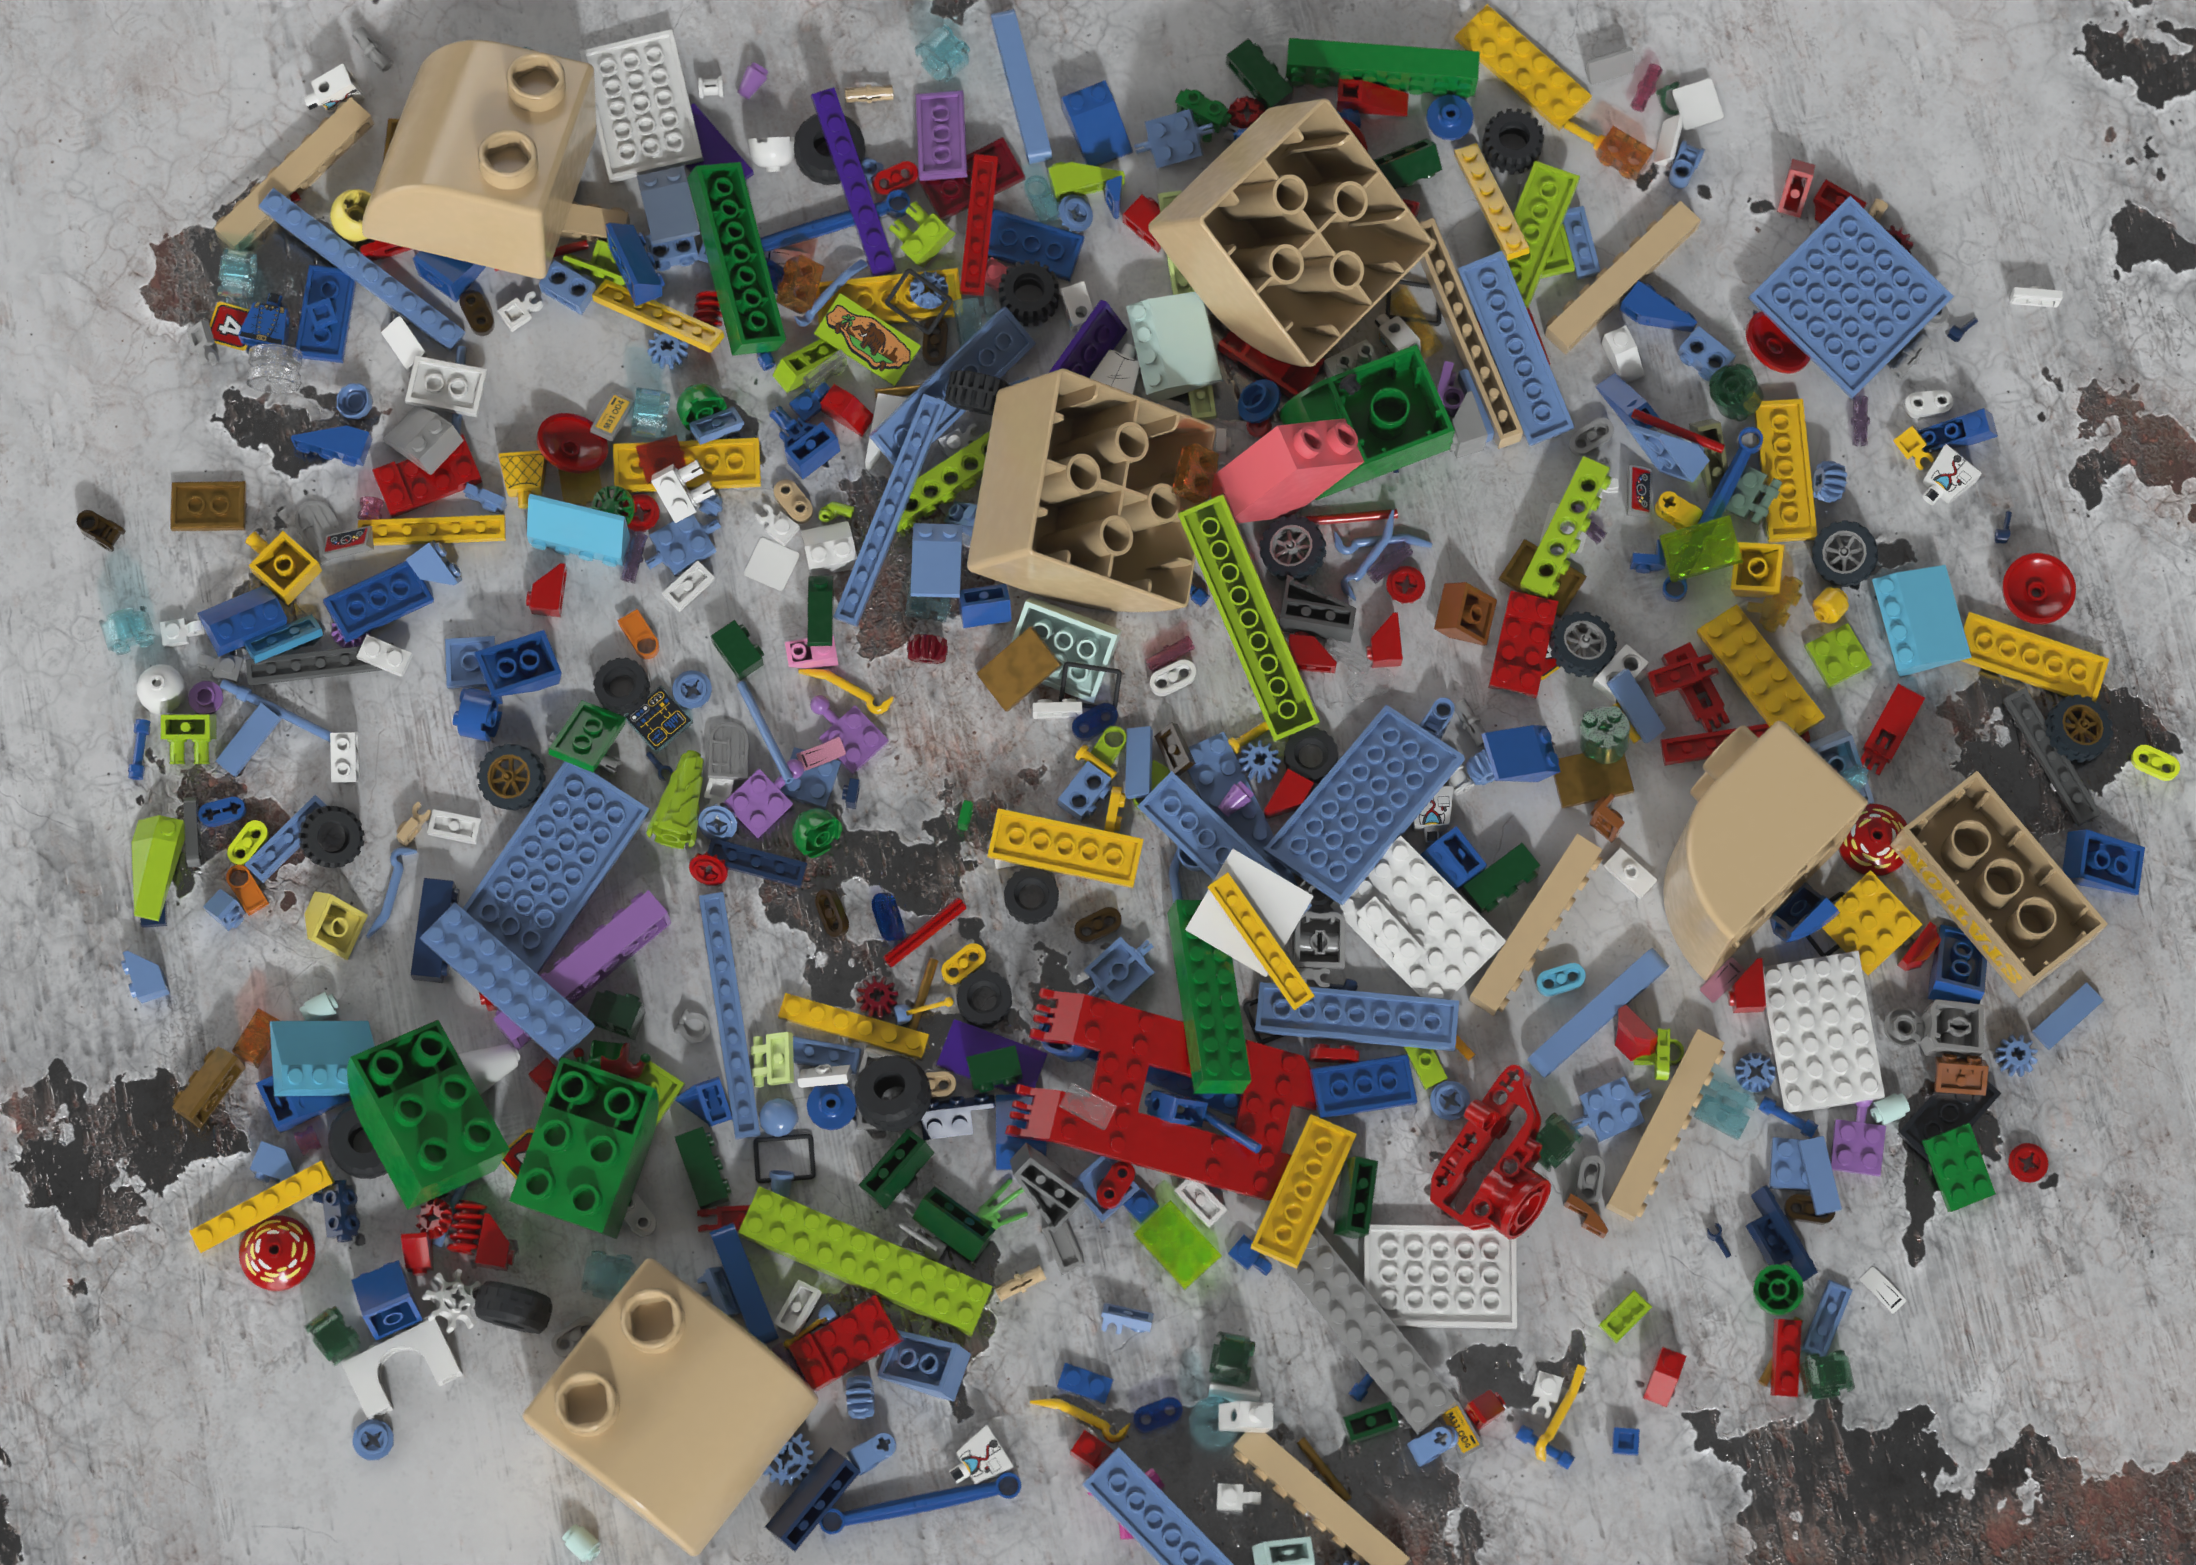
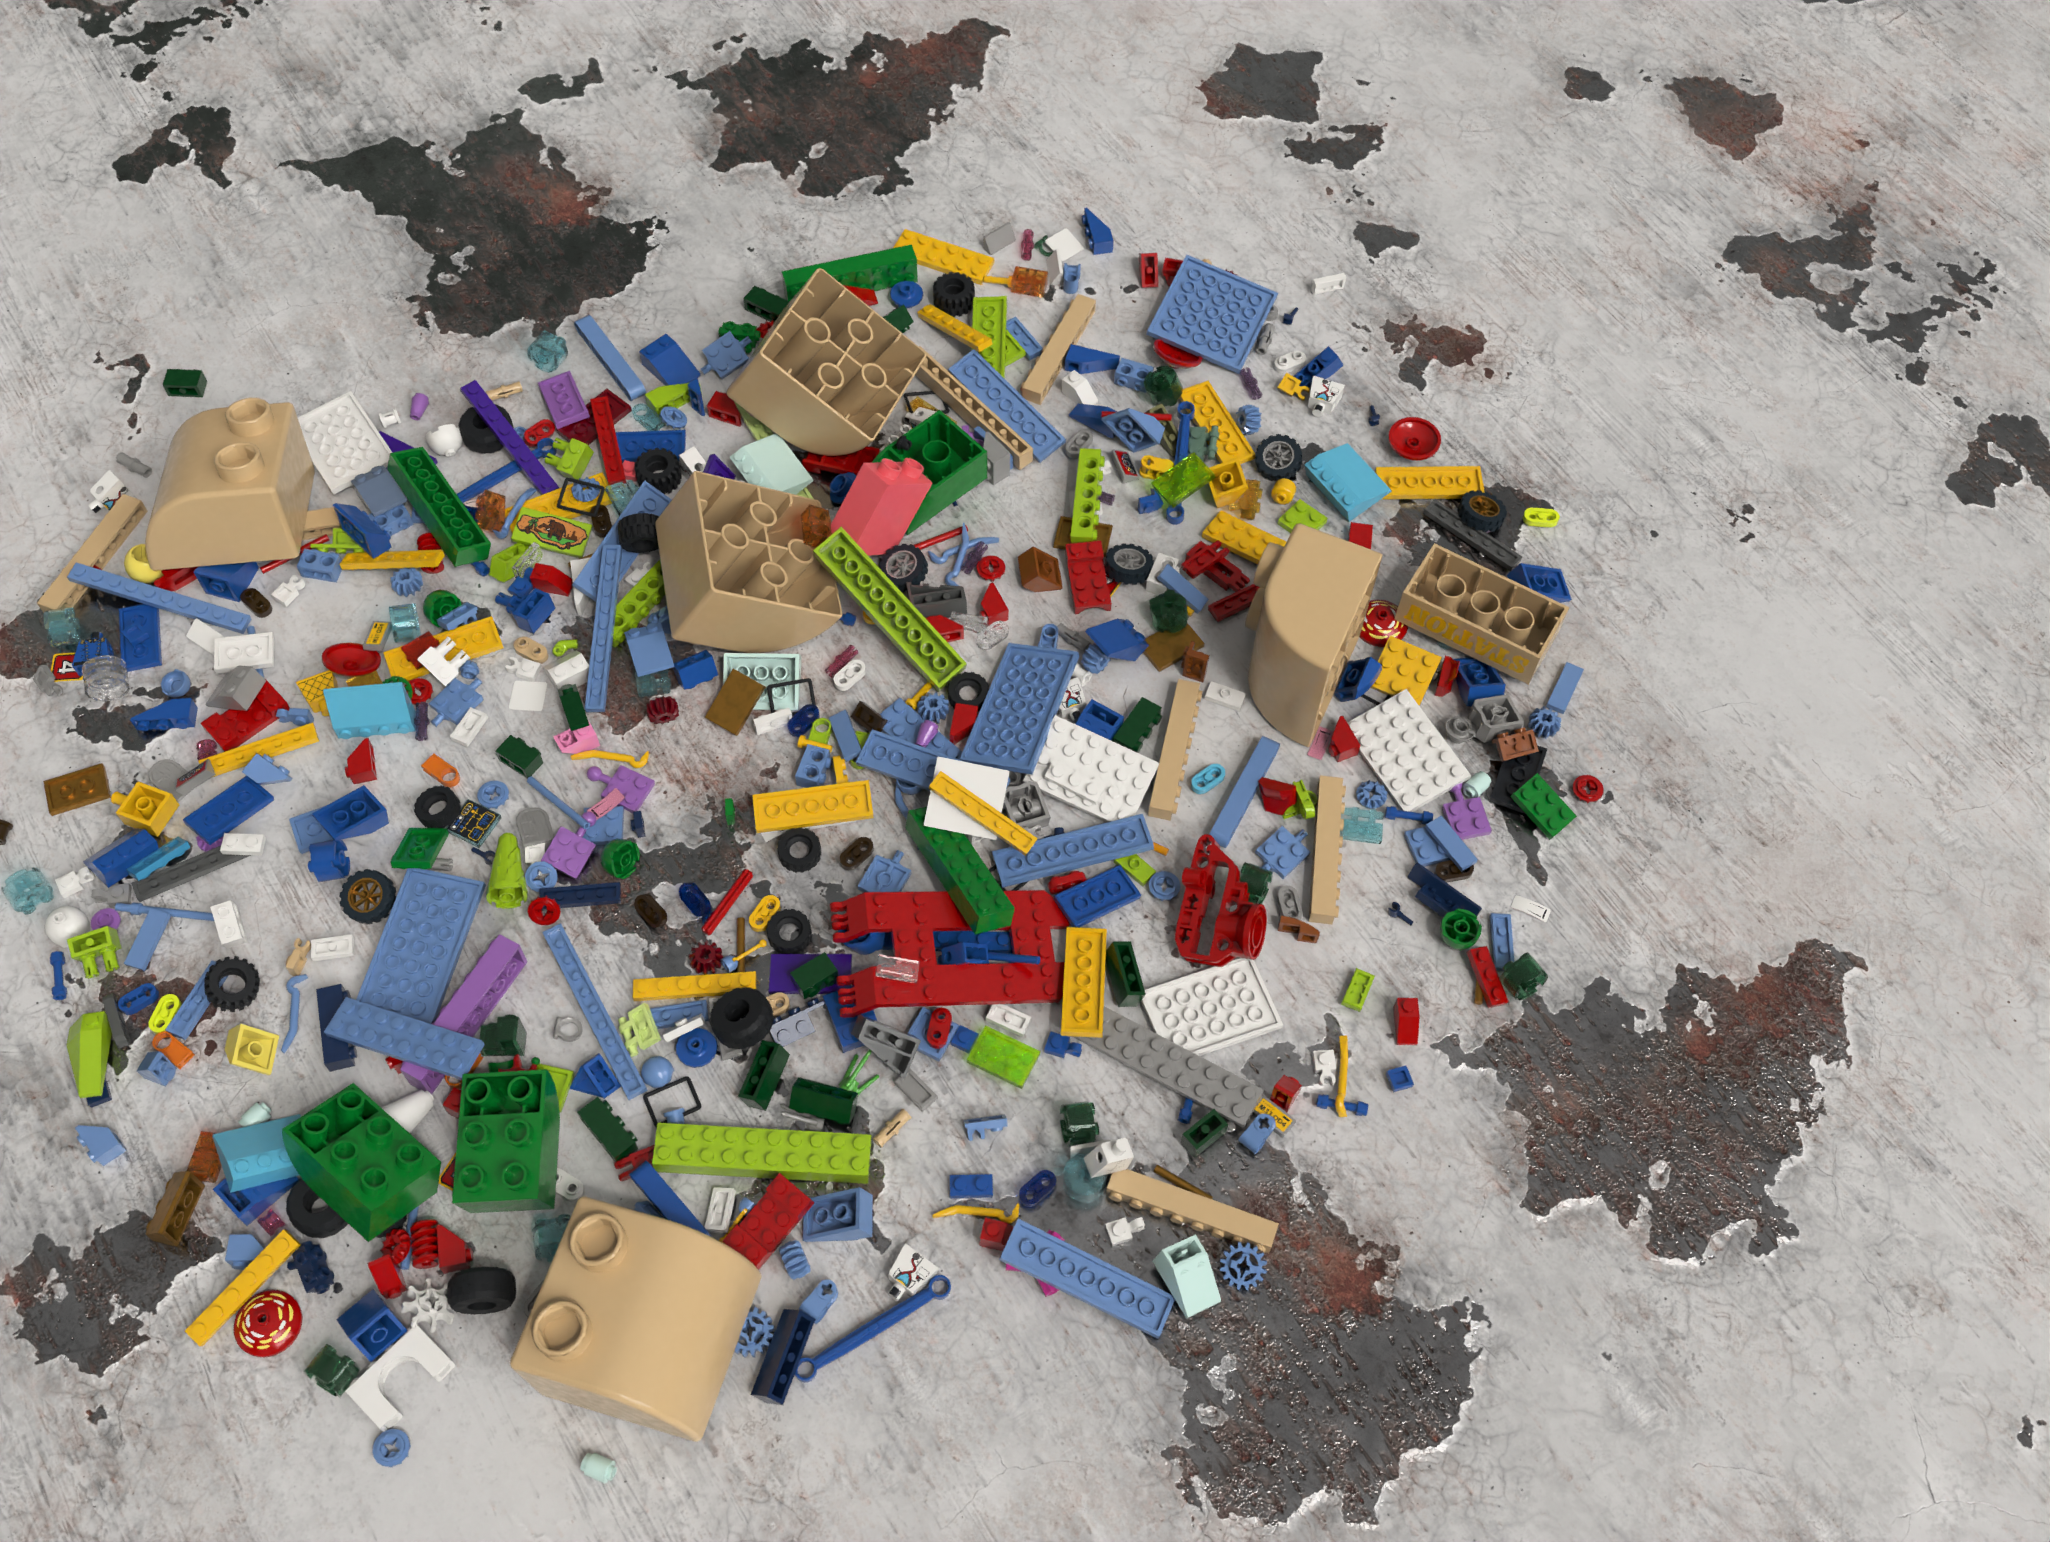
camera: 20 degrees left, 15 degrees down
(1751, 105) = (1099, 234): none -> blue slope

